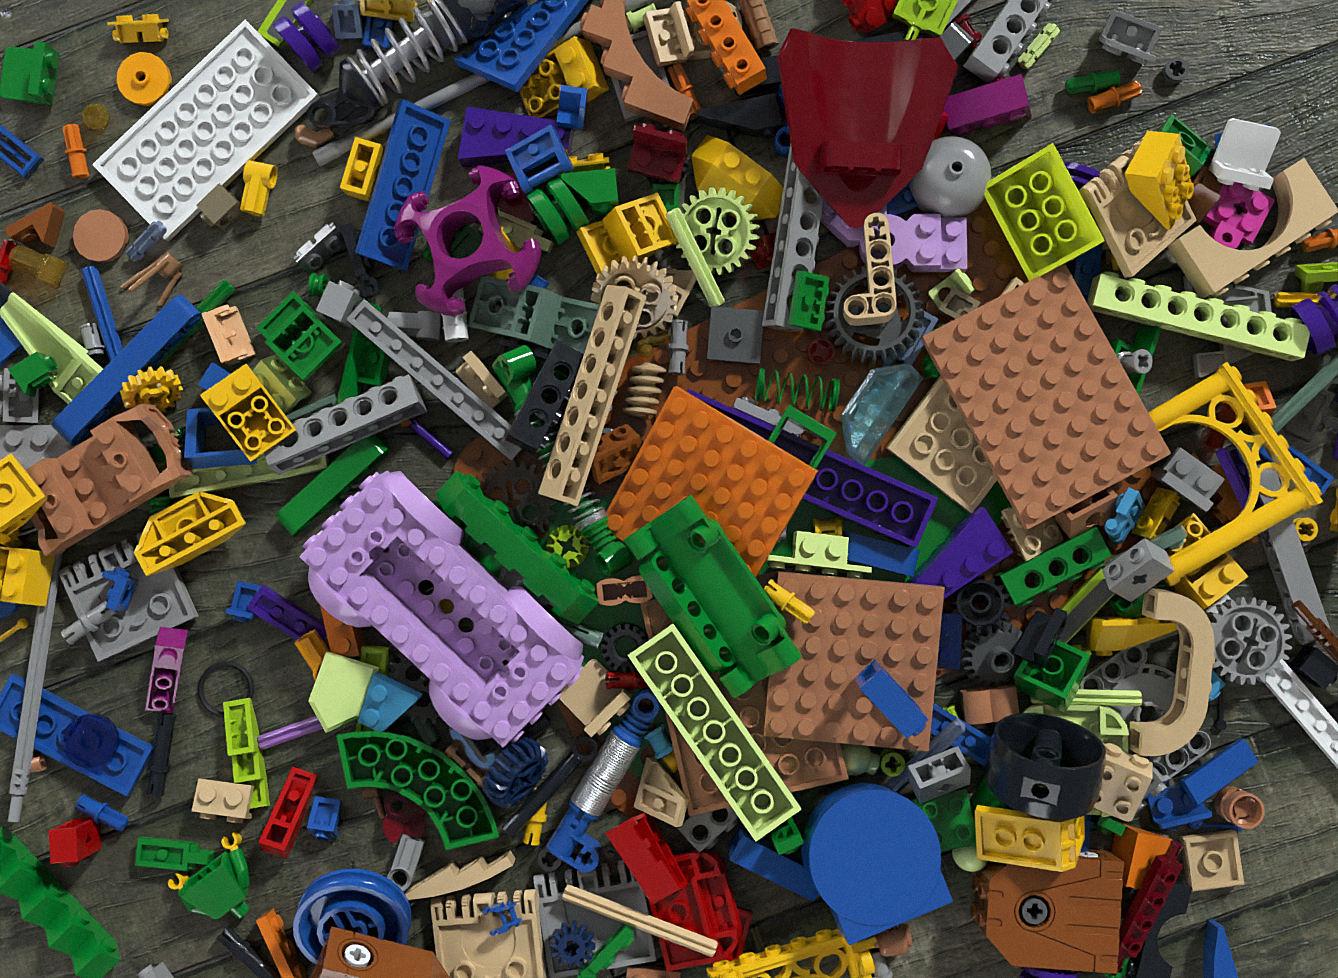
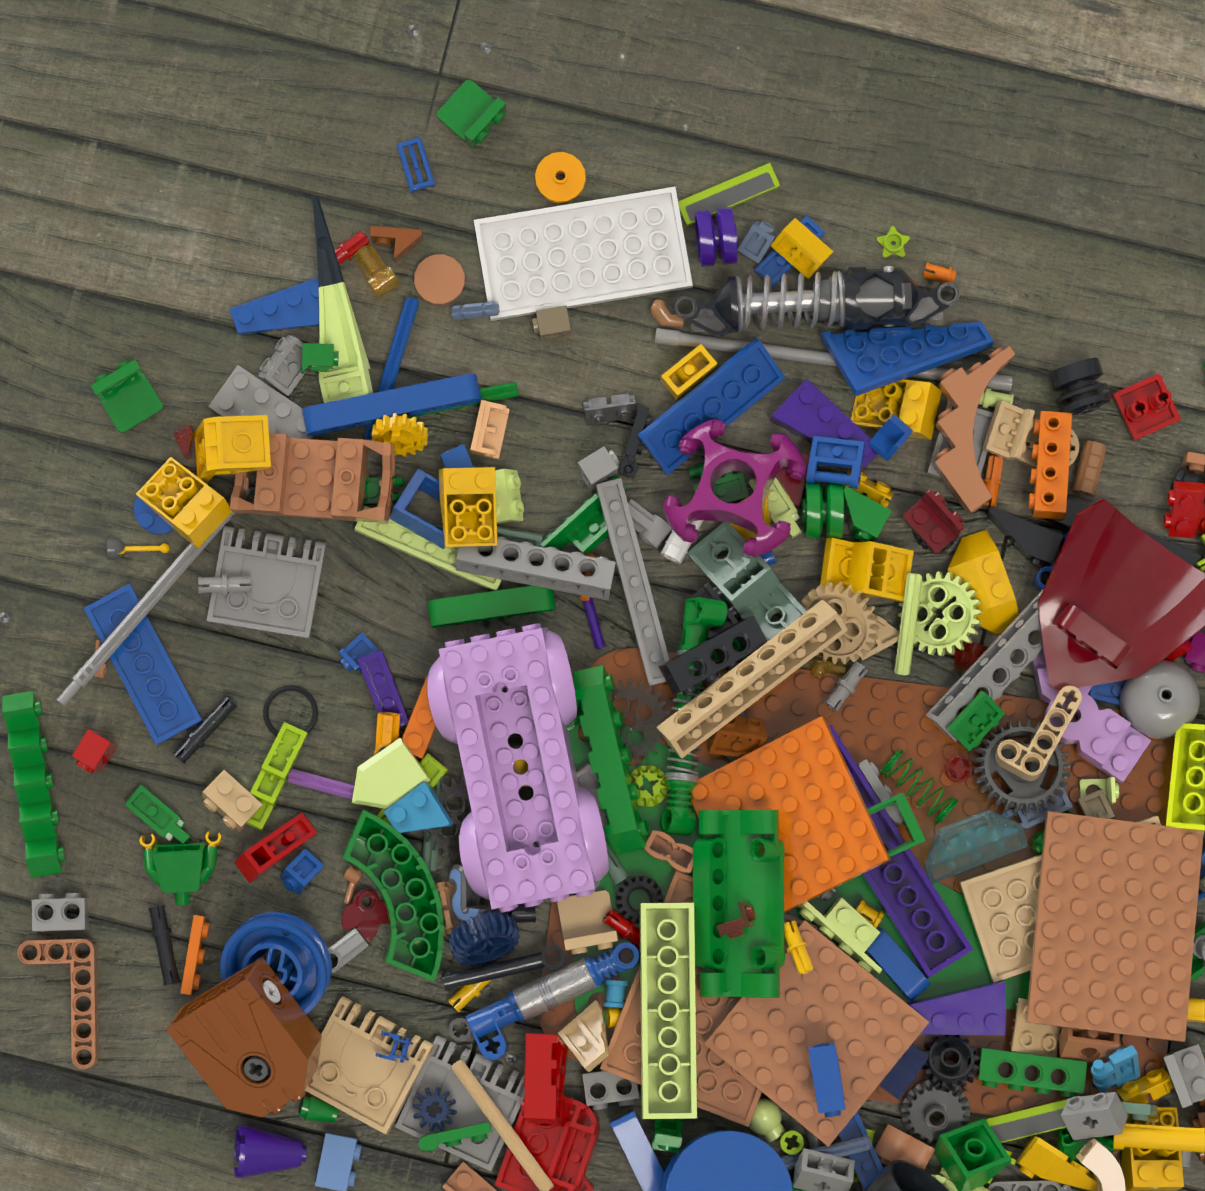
camera: 25 degrees right, 5 degrees down
(75, 151) = (466, 199): orange axle -> none
(91, 740) = (159, 680): clear blue tile -> none
(92, 340) = (376, 358): light grey pin -> none
(96, 116) = (501, 182): clear yellow plate -> none
(101, 813) = (125, 744): blue axle -> none
(123, 589) = (265, 579): blue bracket -> none
(128, 29) = (593, 140): yellow hinge -> none
(159, 504) = (342, 529): green bush -> none
(166, 266) = (475, 339): medium nougat plant -> none
(166, 669) = (256, 664): magenta slope -> none
(186, 531) = (353, 565): yellow wedge -> none
(258, 181) = (597, 323): yellow piece -> none
(299, 336) = (547, 470): green bracket -> none
(317, 284) = (588, 438): green bush -> none
(452, 878) = (369, 990): tan slope -> none
(481, 380) = (668, 604): tan bracket -> none
(644, 390) = (793, 703): tan piece -> none
(669, 195) = (921, 558): green plate -> none
(723, 621) = (735, 928): none -> clear red bracket
(735, 335) = (898, 708): dark grey plate -> none
(1041, 637) = (983, 1121): black panel -> none

